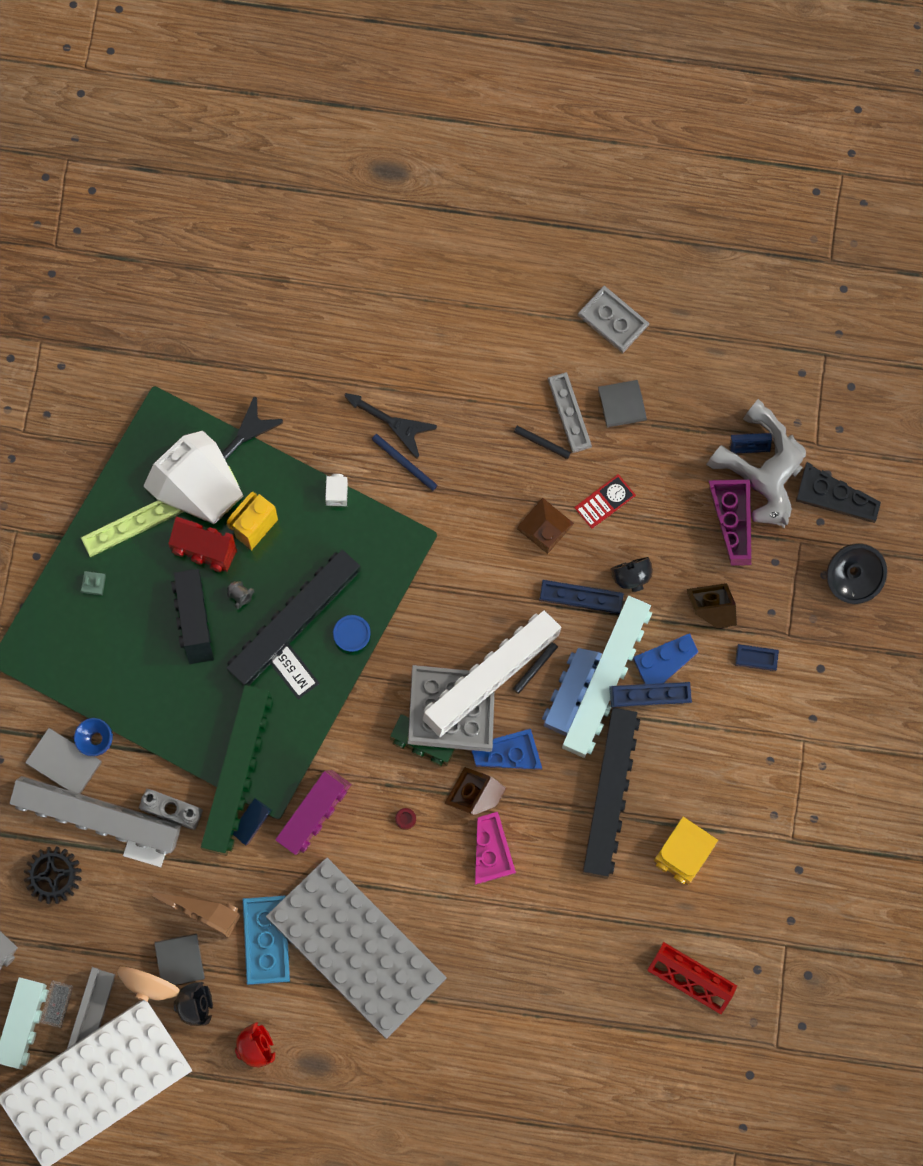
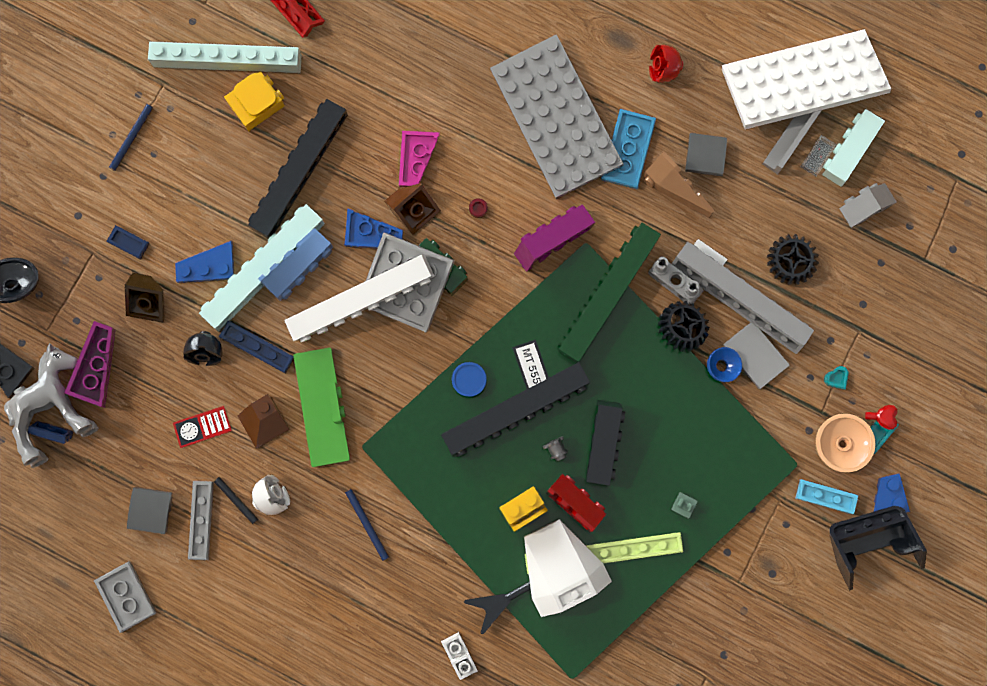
camera: 155 degrees left, 5 degrees up
(143, 756) = (690, 319): none -> black gear
(147, 985) = (741, 136): light nougat dish -> none
(193, 1004) = (706, 113): black cylinder -> none
(251, 821) = (608, 247): dark blue slope -> none
(270, 371) = (459, 656): none -> white slope
(336, 490) = (437, 515): white brick -> none
(403, 428) = (356, 557): black piece -> none
(492, 559) = (321, 407): none -> bright green bracket
(508, 454) = (269, 496): none -> white cylinder
(535, 668) = (322, 297): black bar -> none
(650, 694) = (231, 238): dark blue tile -> none
(736, 887) = (224, 57): none -> light aqua brick
(801, 768) = (131, 136): none -> dark blue bar

